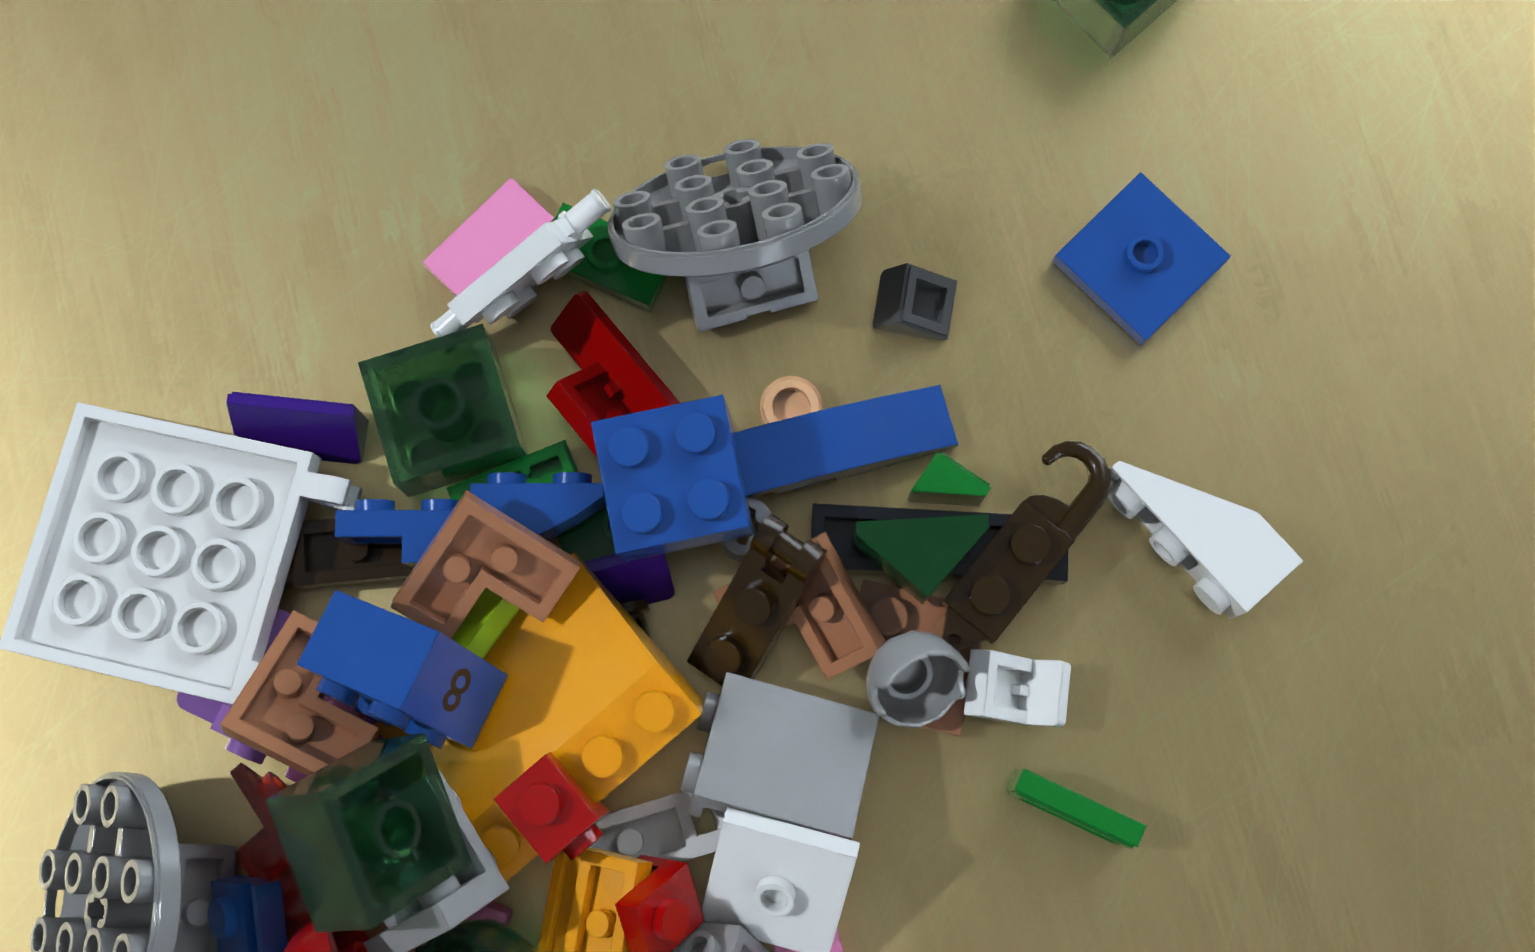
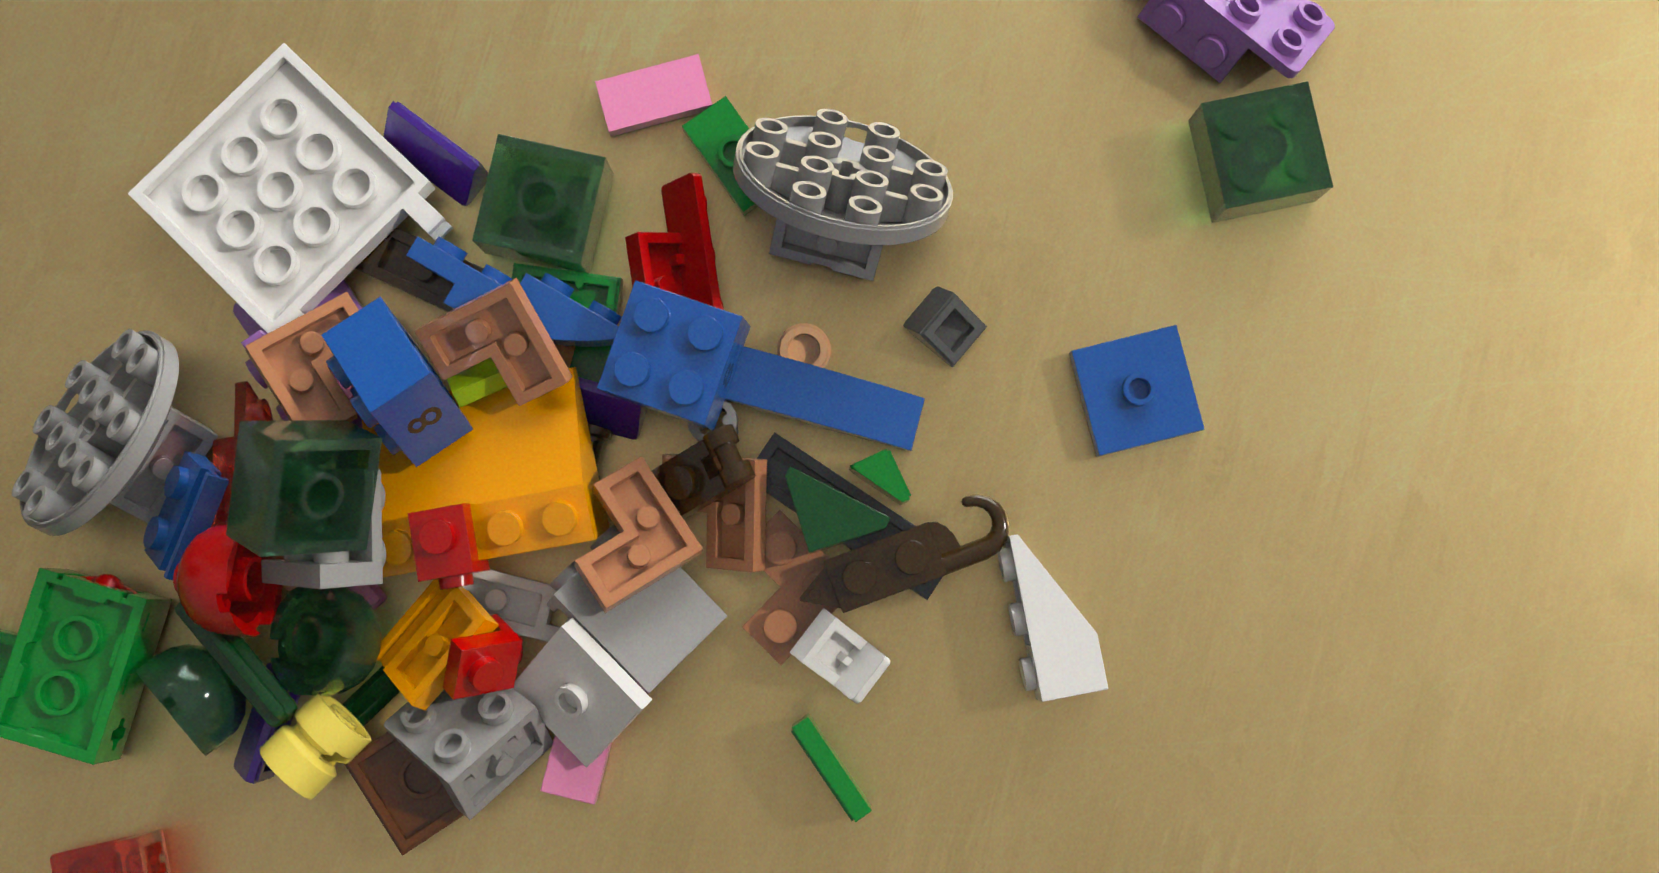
camera: 30 degrees right, 5 degrees up
(509, 283) = (658, 135): white plate -> none
(759, 682) = (650, 539): none -> nougat plate
(915, 679) = (766, 605): light grey hair -> none

